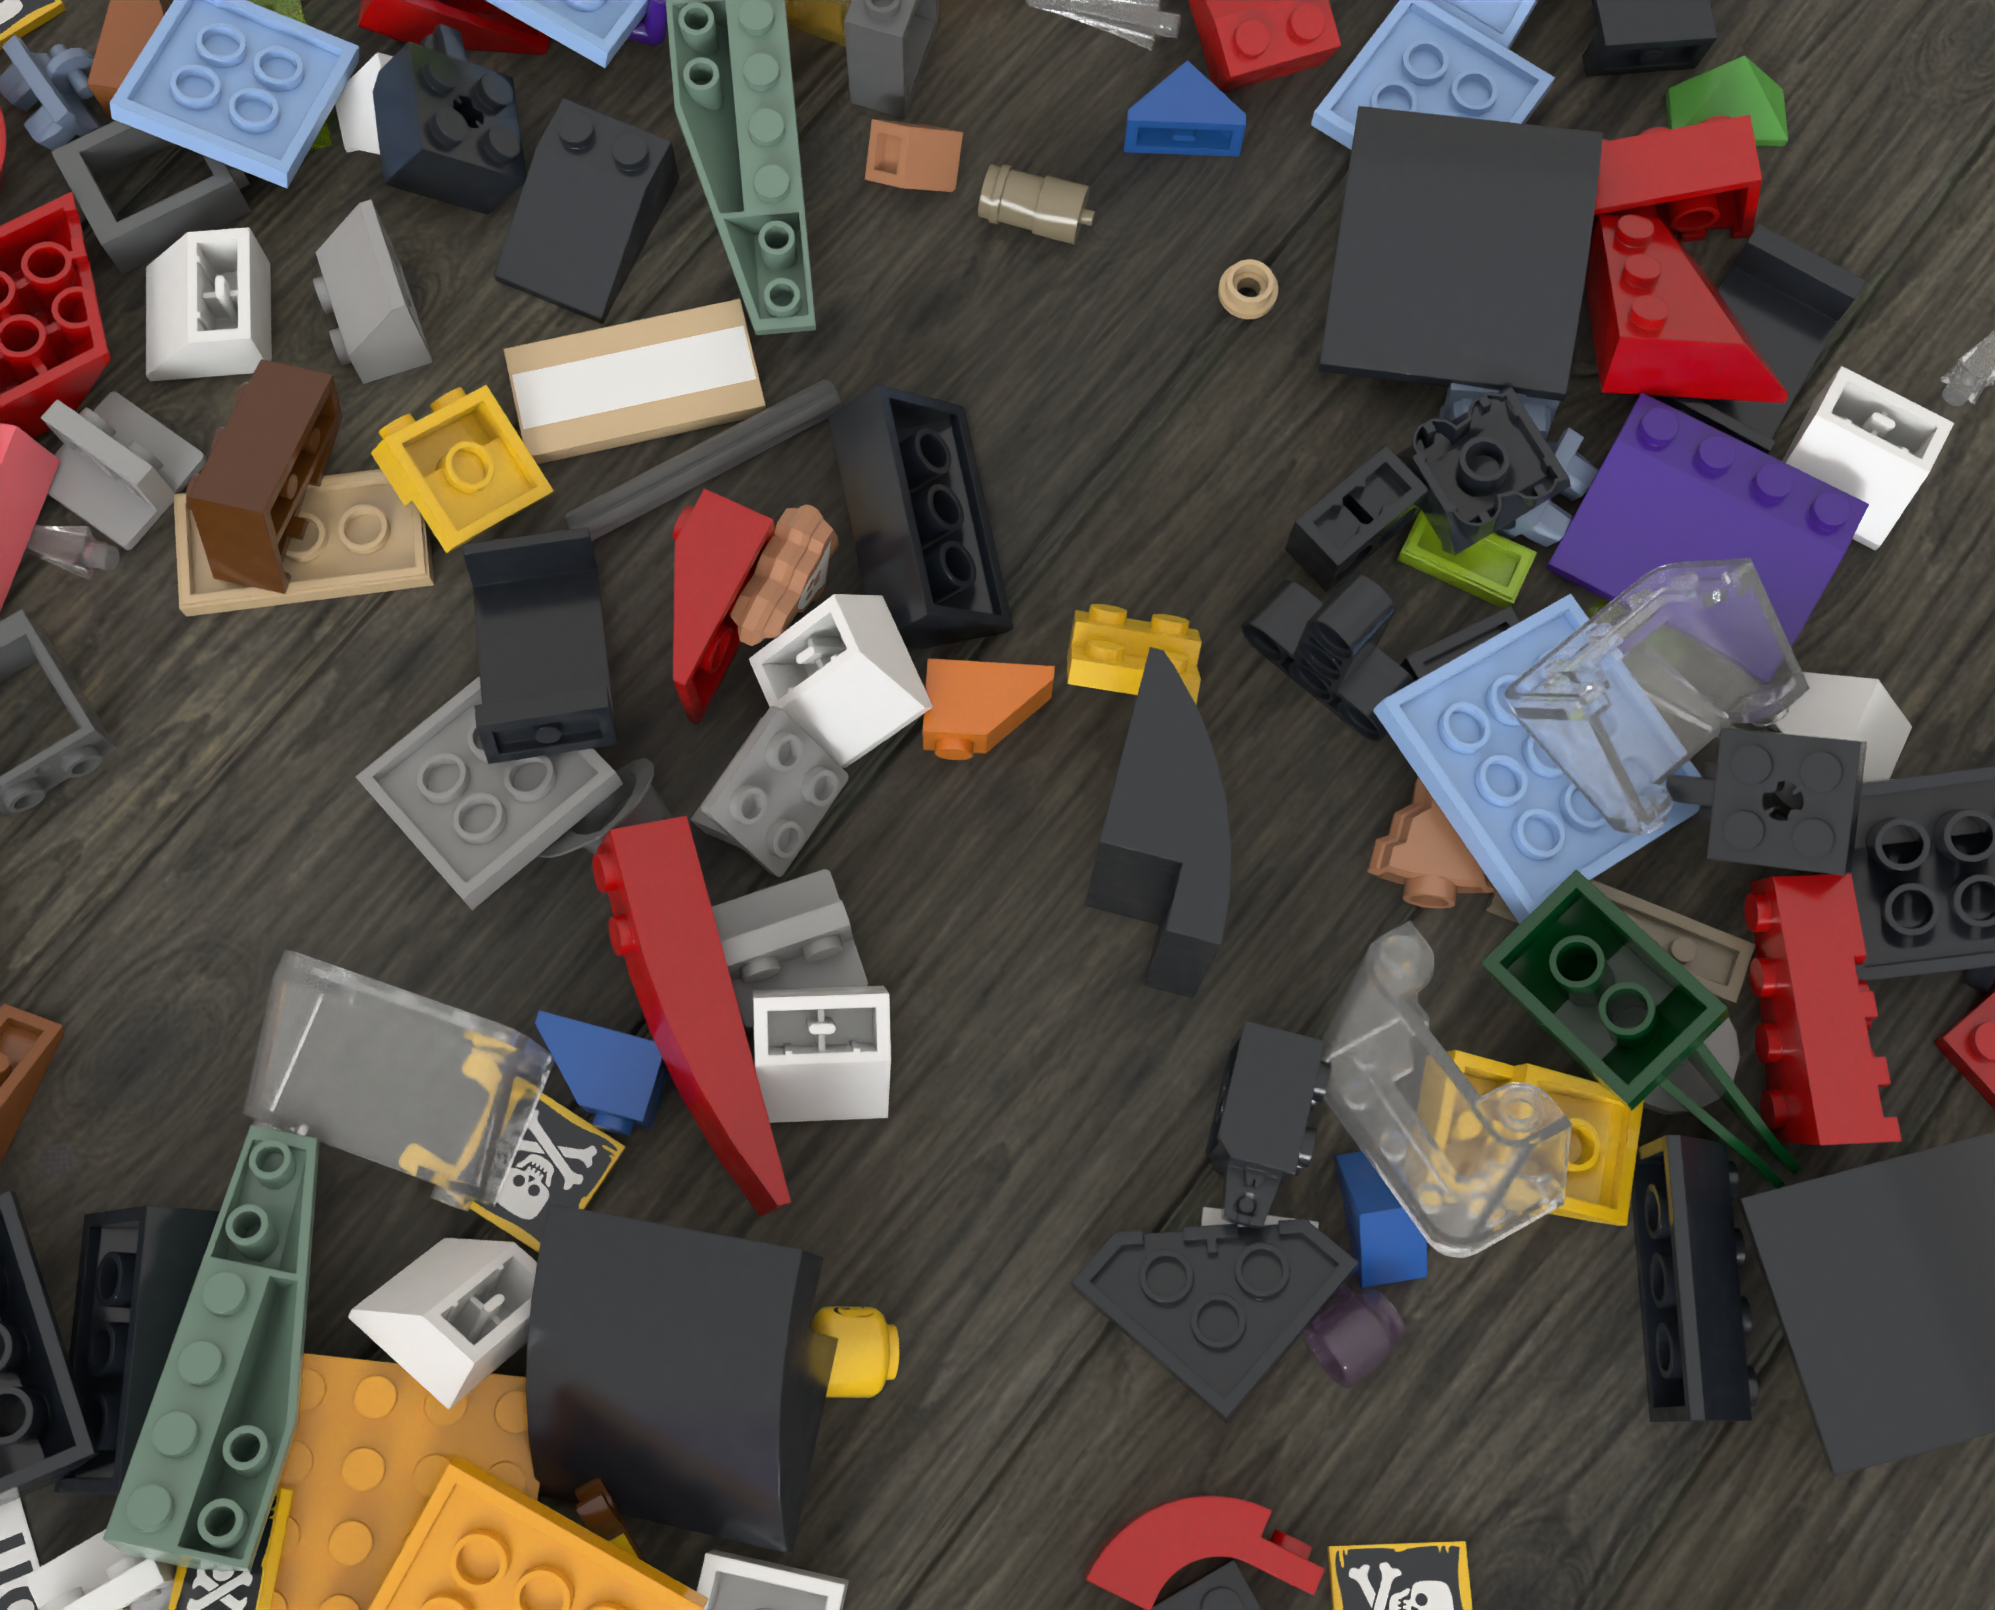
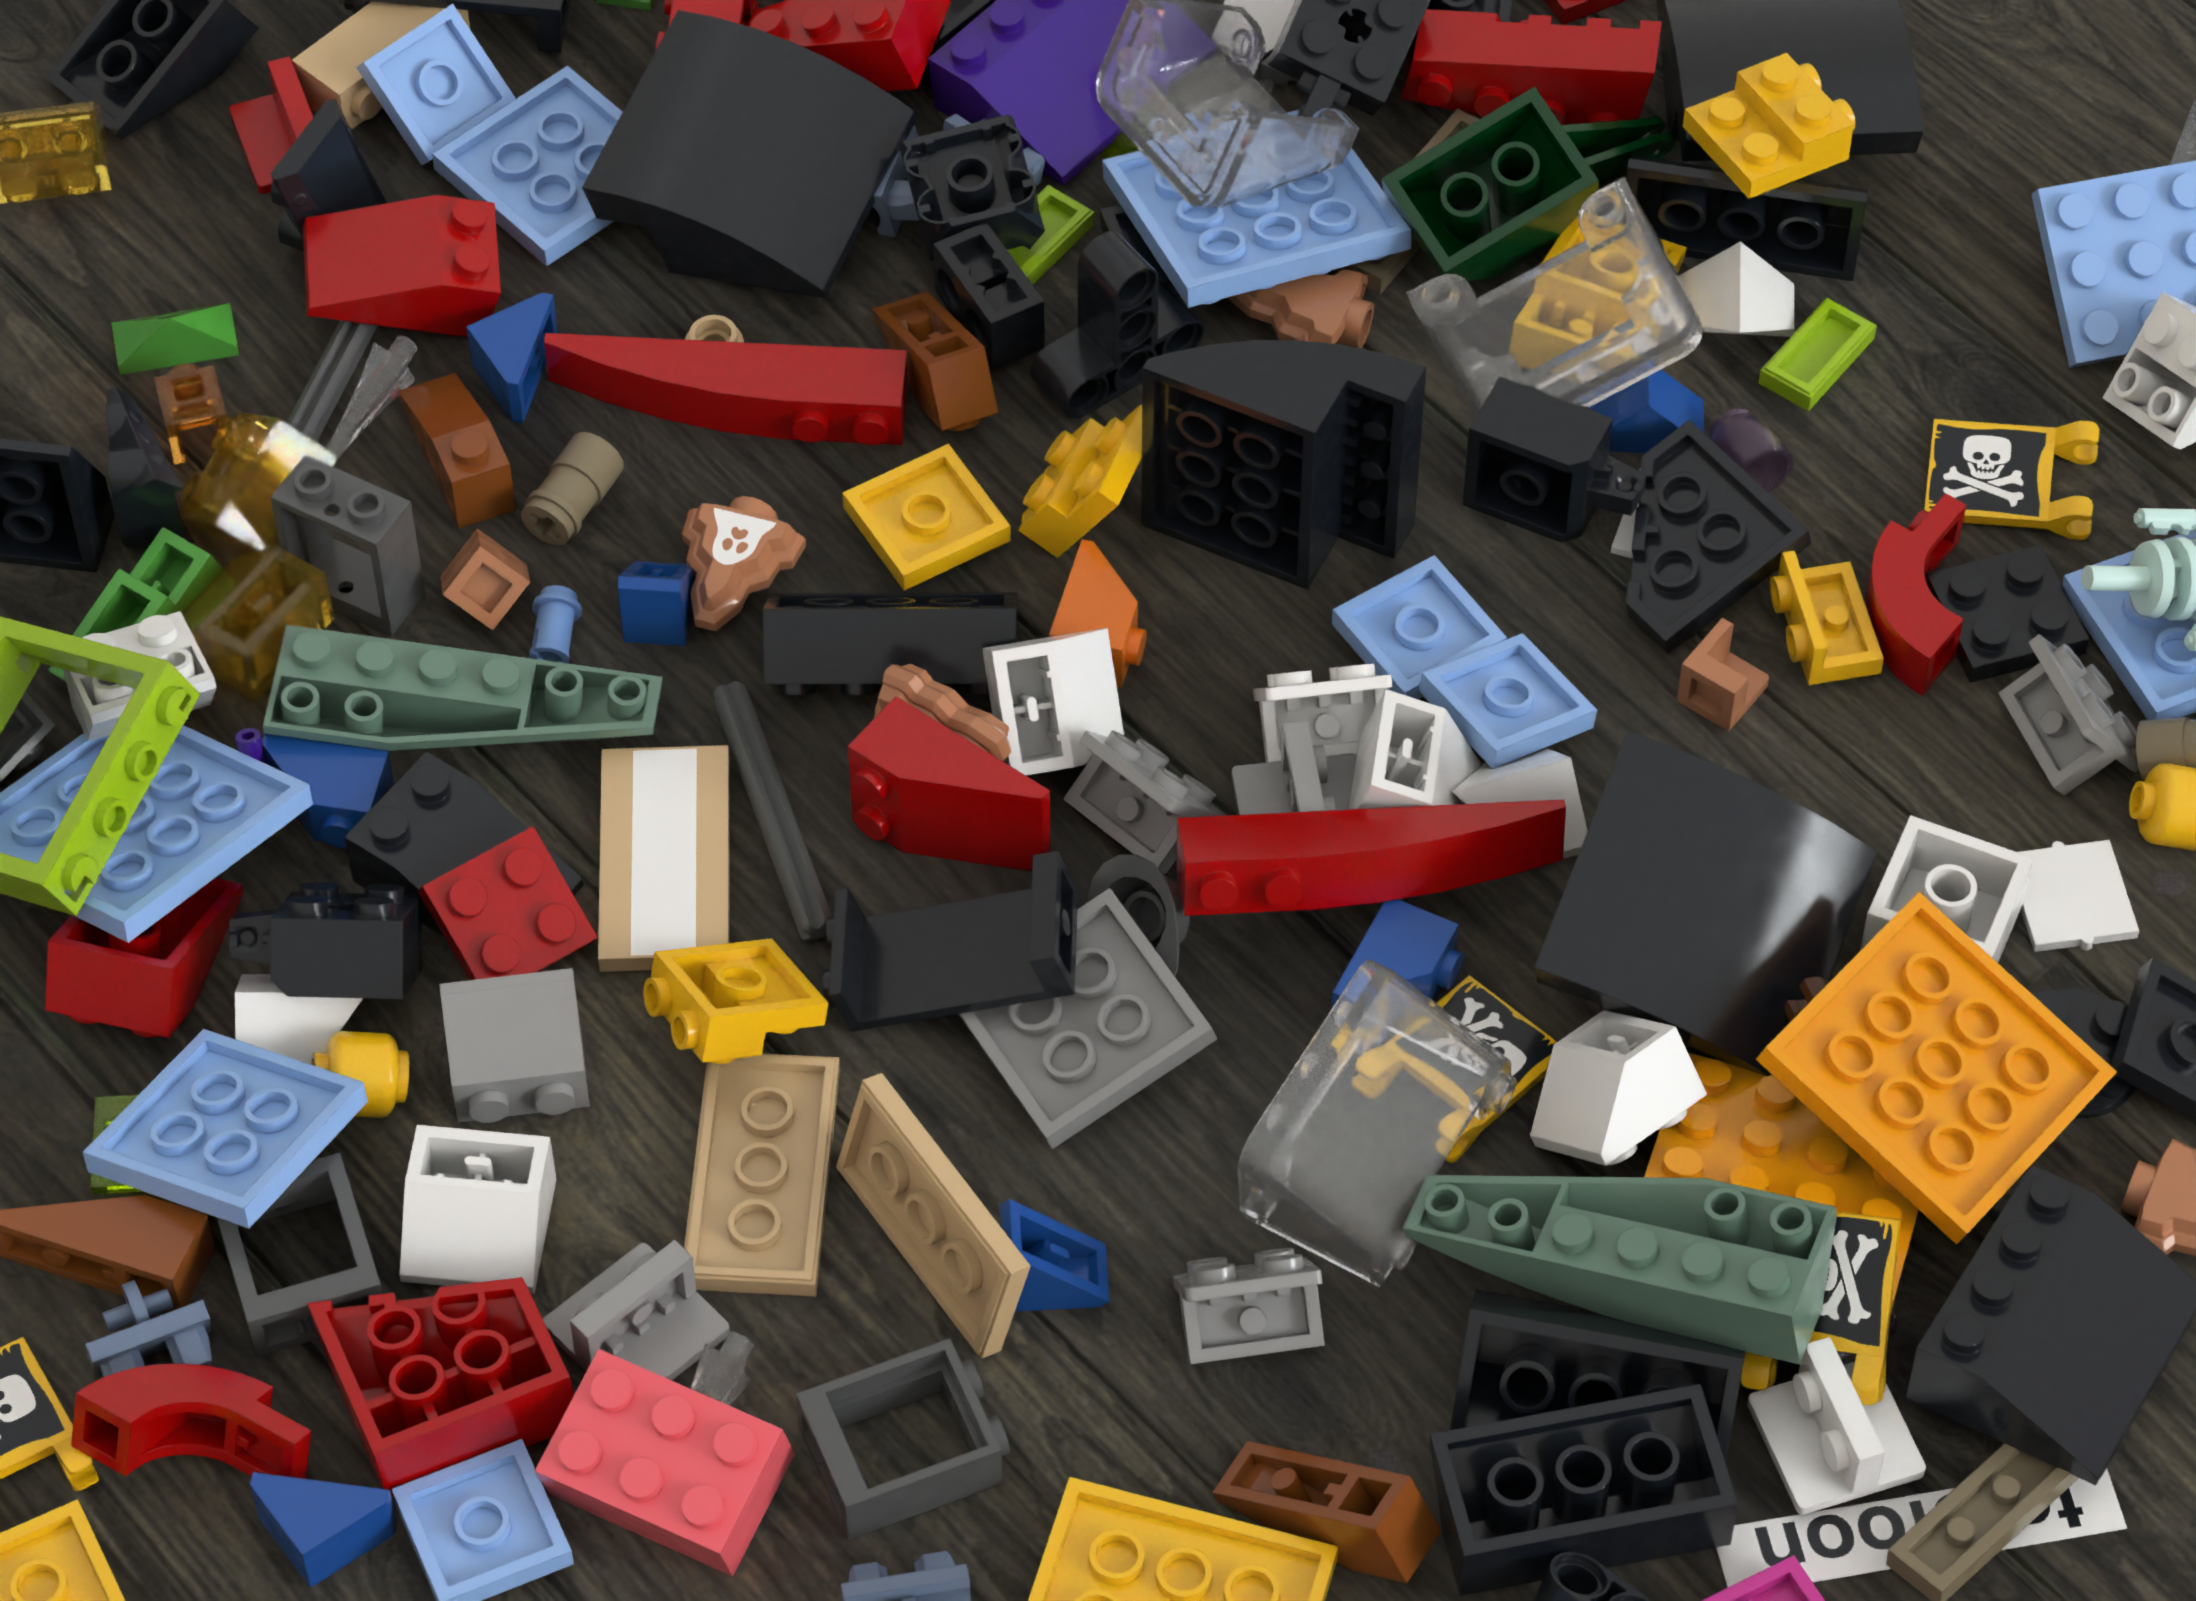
camera: 75 degrees left, 20 degrees down
(197, 992) = (1249, 1307): none -> light grey bracket
(217, 804) = (1065, 1264): none -> blue slope
(226, 686) = (932, 1216): none -> tan tile
(261, 470) = (705, 1151): reddish brown wedge -> none
(338, 179) = (372, 1060): none -> yellow head
(527, 258) = (508, 910): none -> red plate
(641, 84) = (341, 779): none -> blue slope
(841, 1162) = (1531, 778): none -> white slope
(874, 227) = (556, 614): none -> medium blue pin
(912, 941) = (1333, 708): none -> white bracket
(929, 303) = (655, 602): none -> blue slope
(957, 1128) = (1508, 700): none -> light blue plate
(985, 362) = (735, 554): none -> nougat rock
(1037, 1023) = (1415, 624): none -> light blue plate
(1043, 1353) = (1719, 682): none -> nougat panel
(1065, 96) = (460, 449): none -> dark orange slope
(1077, 523) = (926, 517): none -> yellow plate
(1141, 1456) = (1825, 621): none -> yellow bracket
(1196, 341) = (742, 385): none -> red slope
(1269, 490) = (943, 358): none -> dark orange slope
(1526, 1395) = (1817, 354): none -> lime tile
(1565, 1293) = (1741, 294): none -> white slope
(1765, 1292) = (1772, 126): none -> yellow plate

